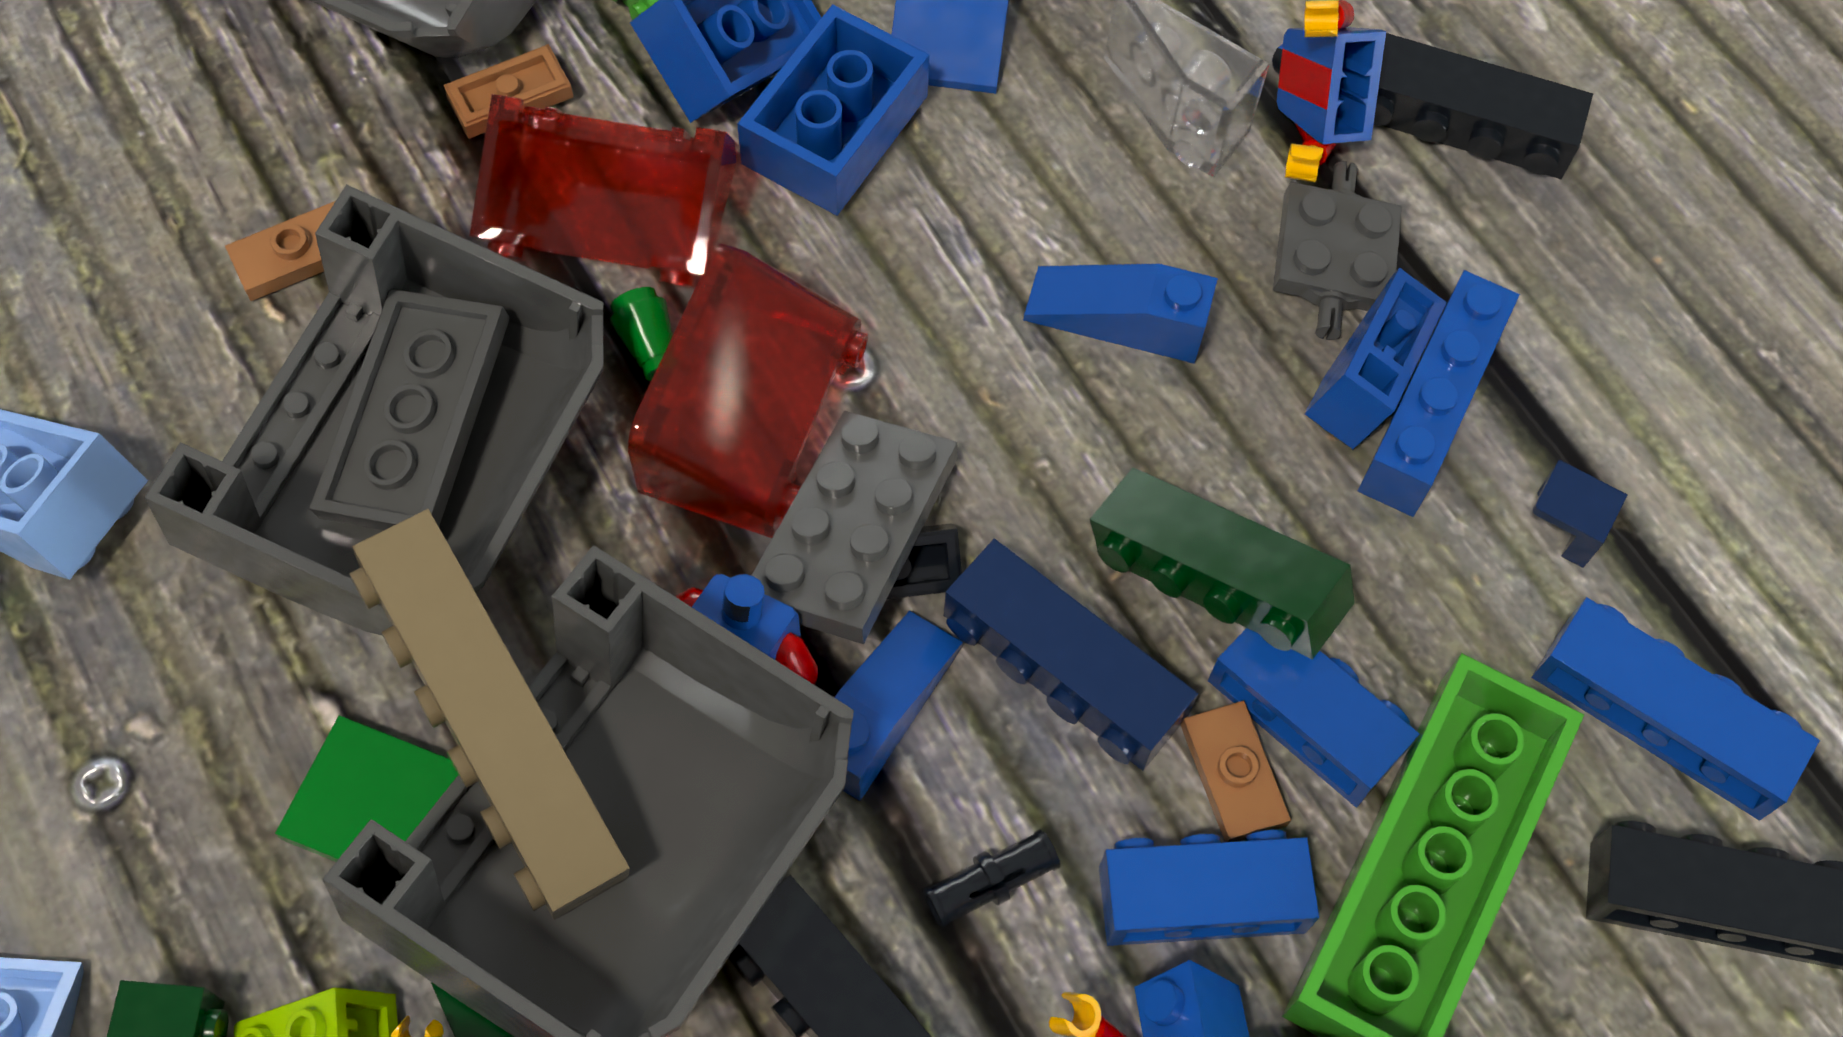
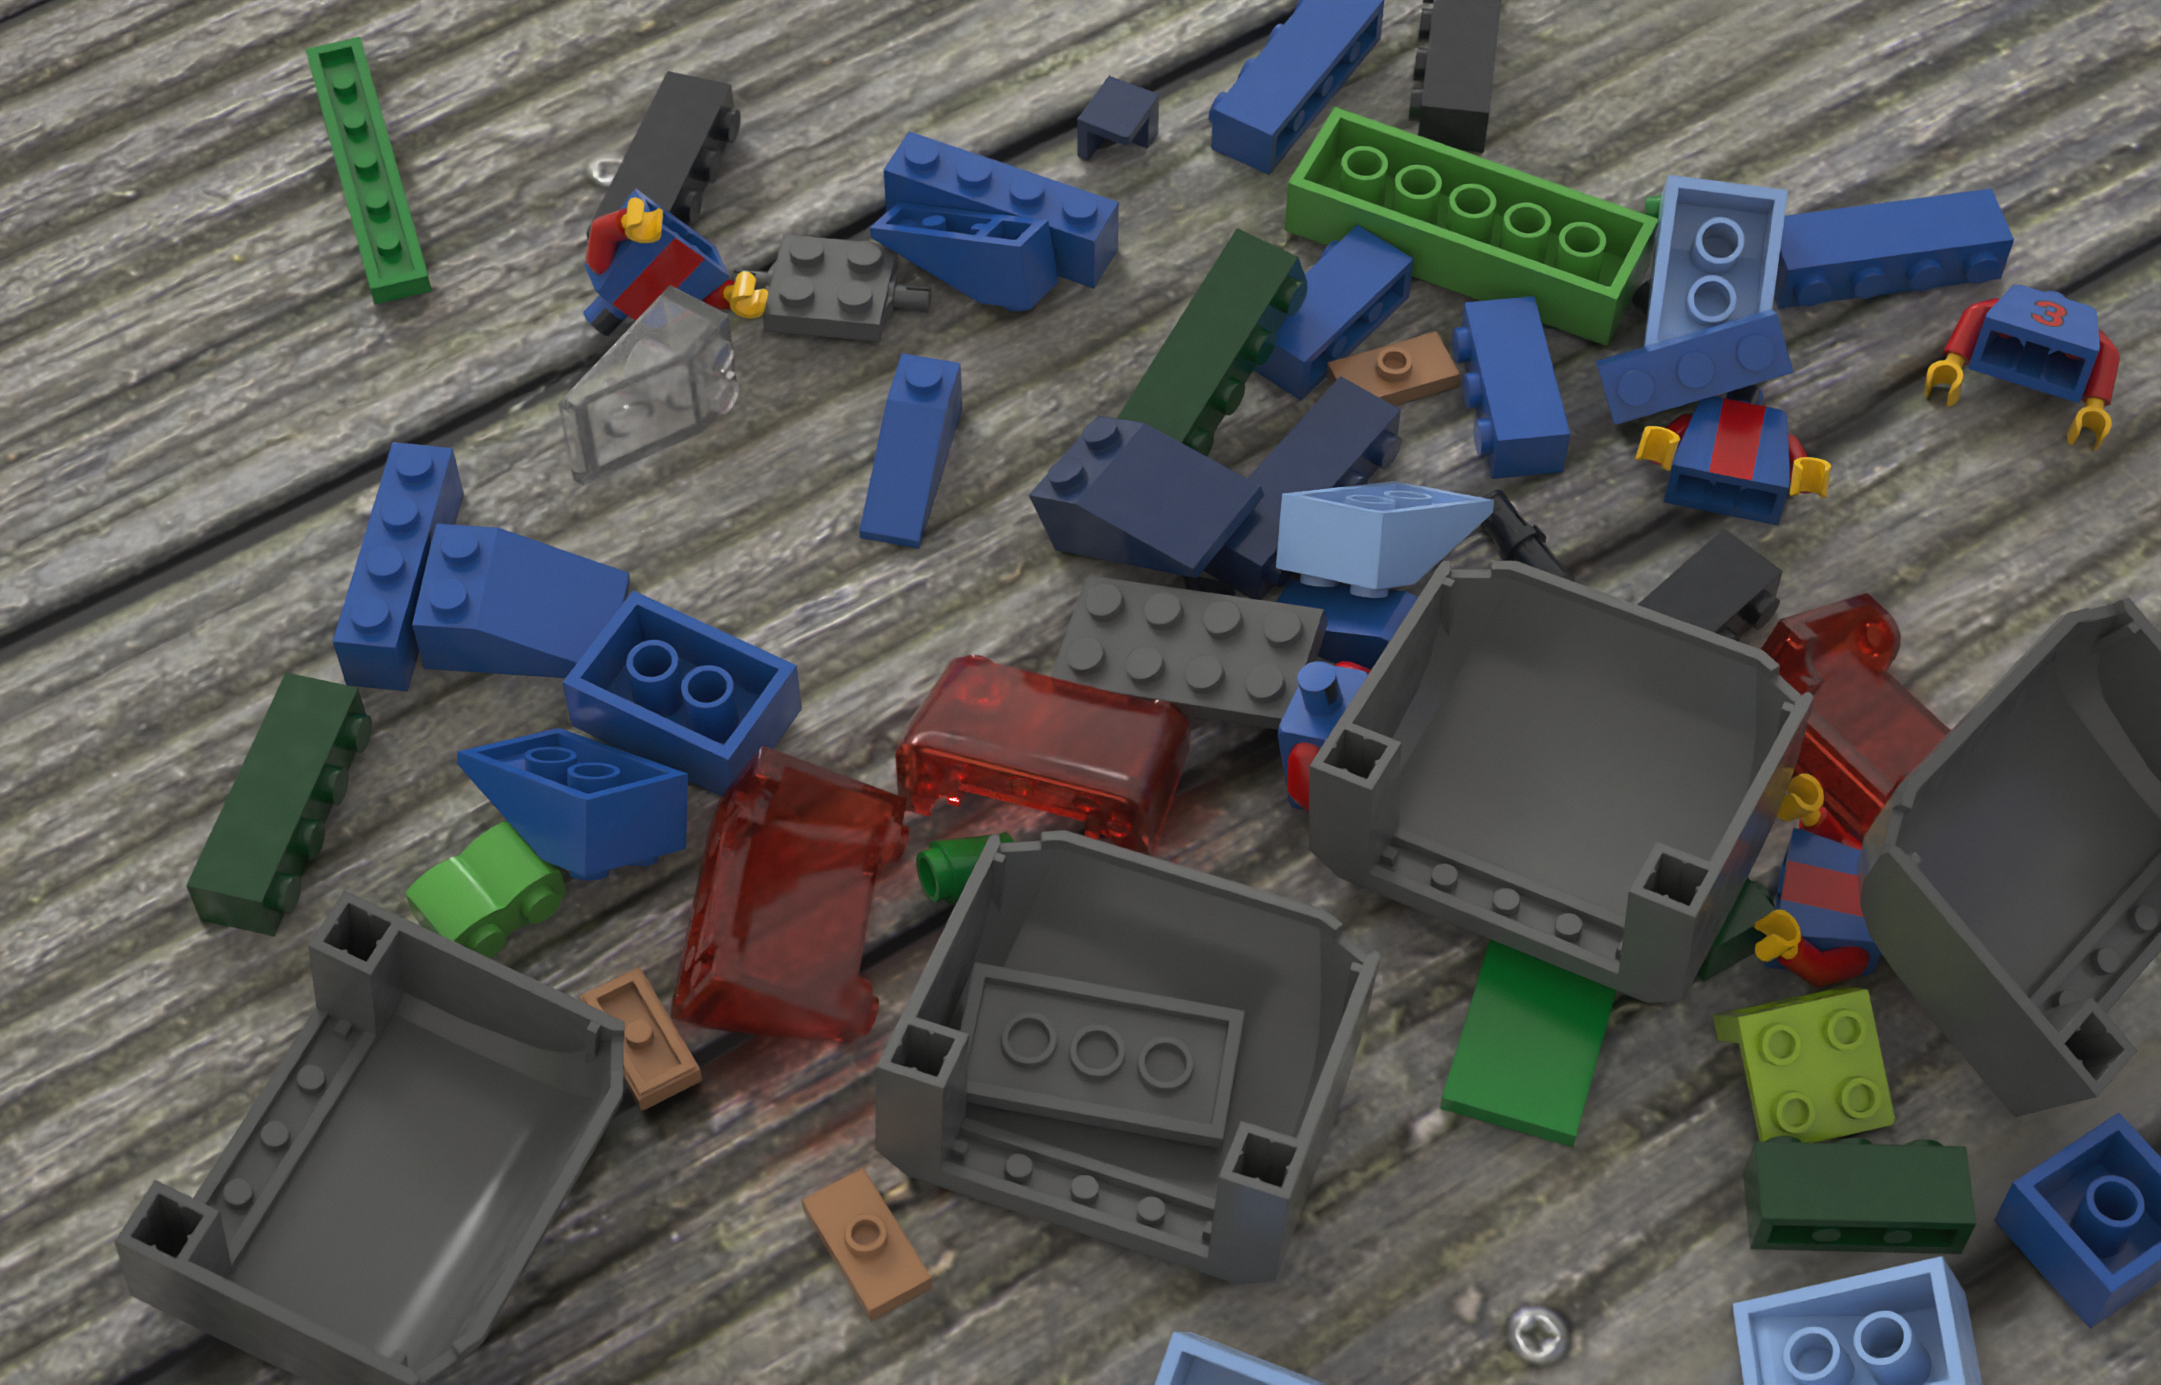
camera: 90 degrees left, 10 degrees down
(490, 714) = (1466, 876): dark tan brick -> none
(986, 711) = (1373, 533): none -> light blue slope
(1031, 488) = (1141, 499): none -> dark blue slope

